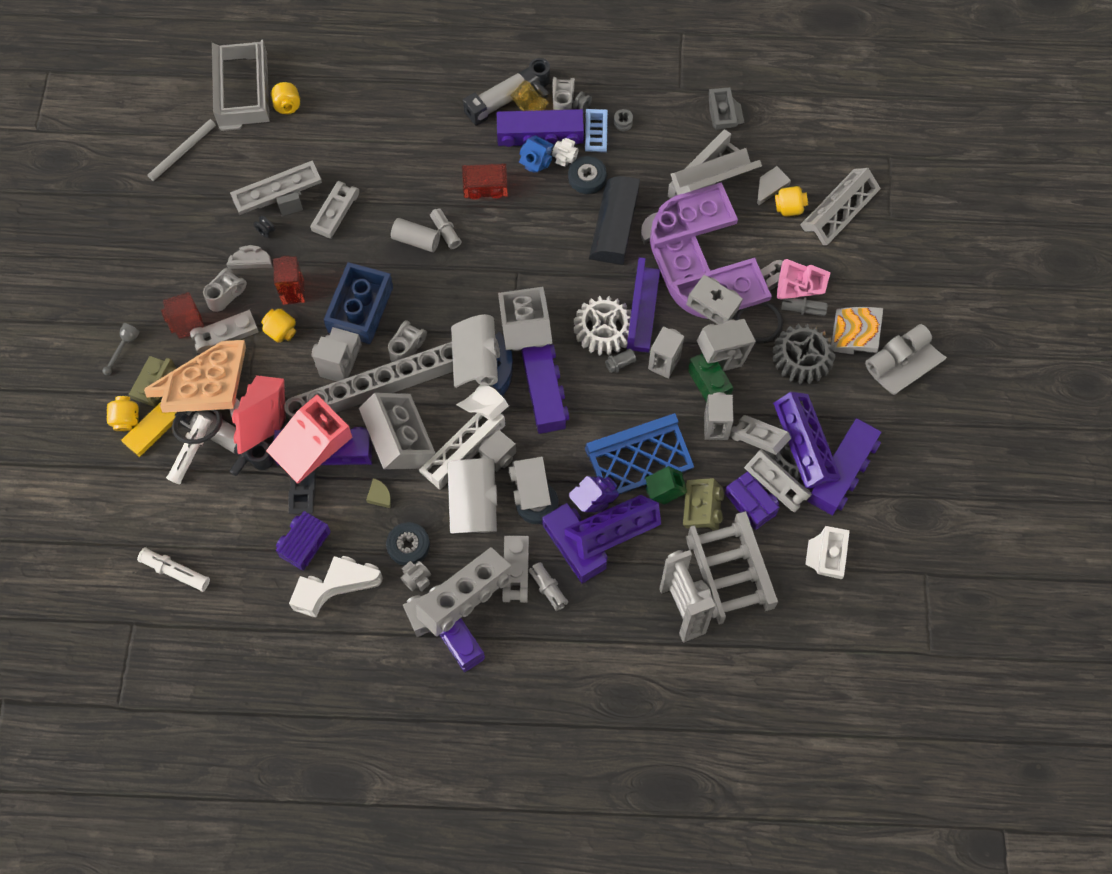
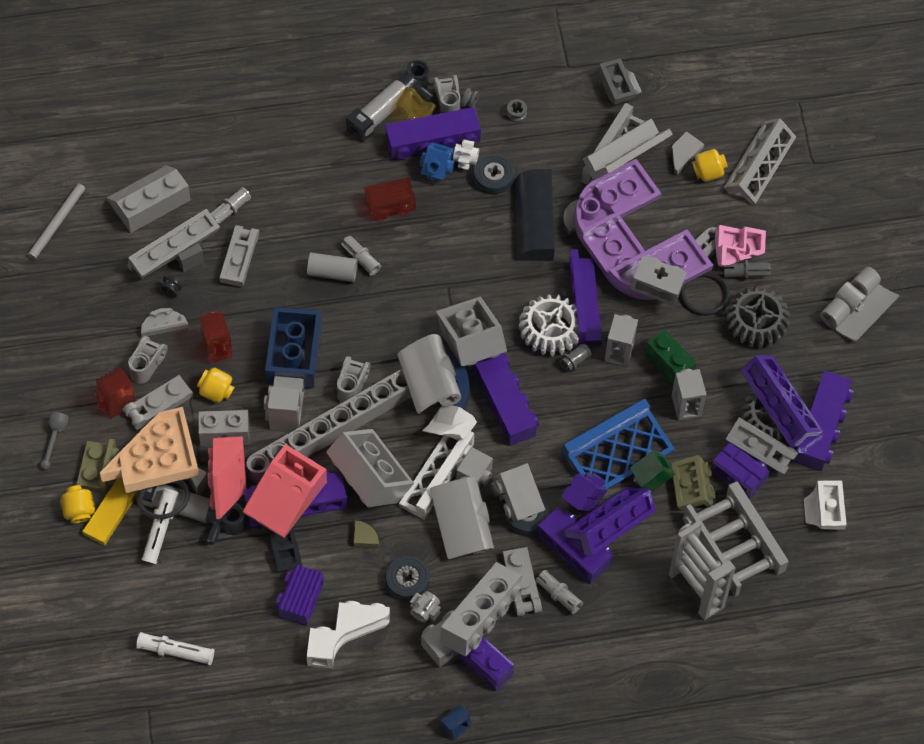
camera: 15 degrees left, 5 degrees down
(234, 117) = (102, 178): light grey piece -> none
(269, 143) = (150, 198): none -> light grey slope
(275, 365) = (223, 424): none -> light grey brick
(285, 98) = (154, 146): yellow head -> none
(338, 162) = (231, 205): none -> light grey axle
(416, 697) = (455, 722): none -> dark blue brick
(596, 114) = (491, 109): light blue slope -> none
(726, 343) = (681, 319): light grey brick -> none
(760, 434) = (733, 404): light grey plate -> none
(857, 329) = (805, 283): slope -> none

